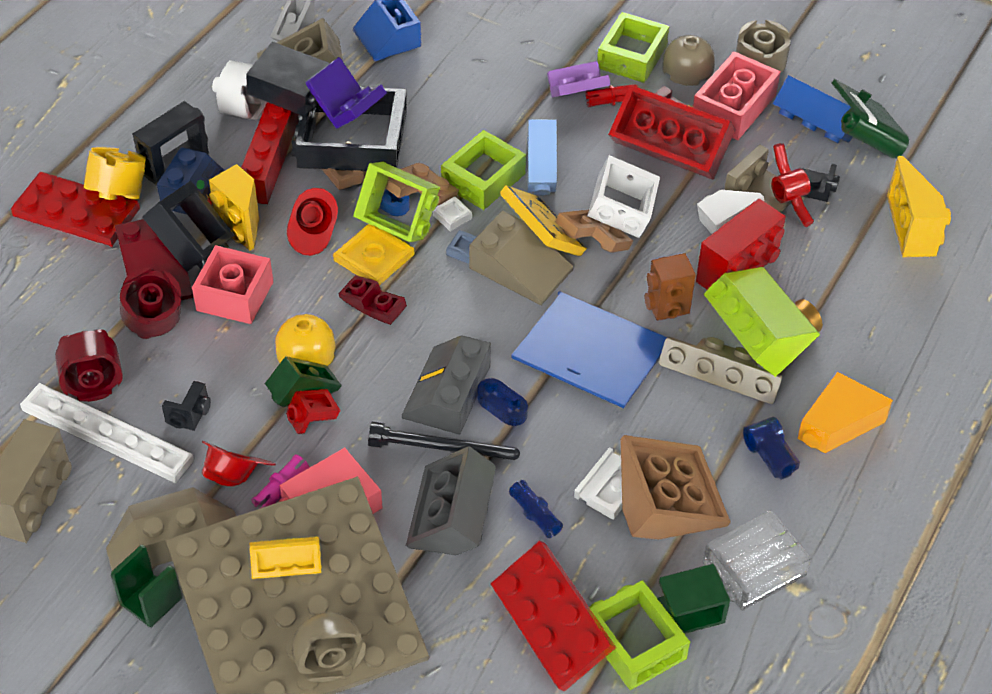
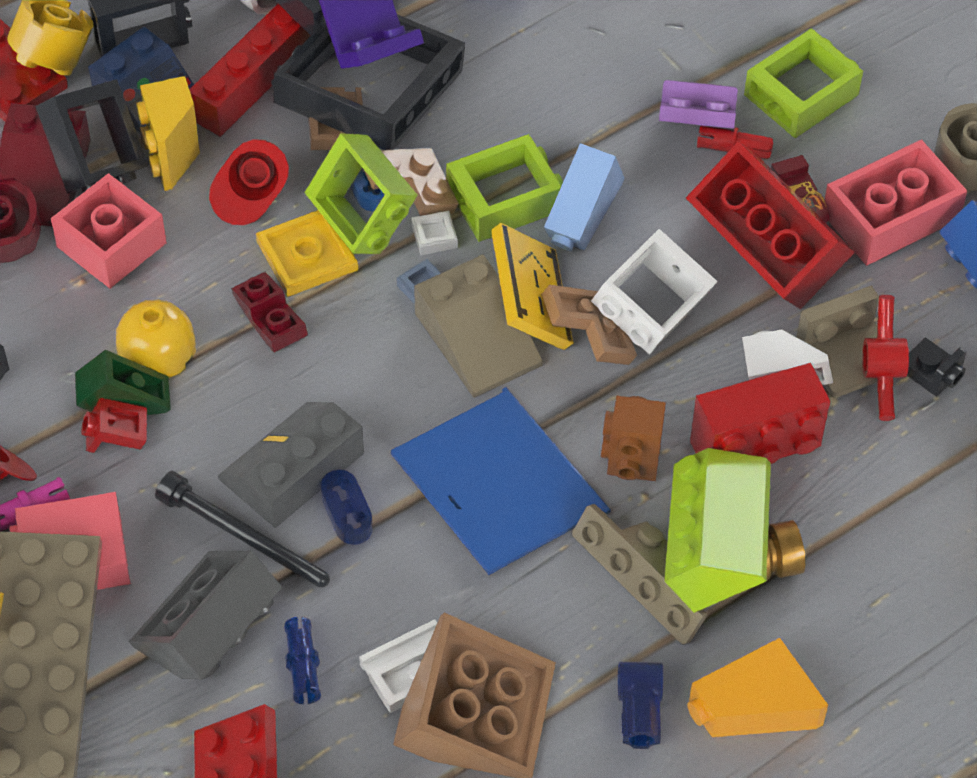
camera: 25 degrees right, 5 degrees up
(689, 60) = (868, 127): dark tan cylinder -> none

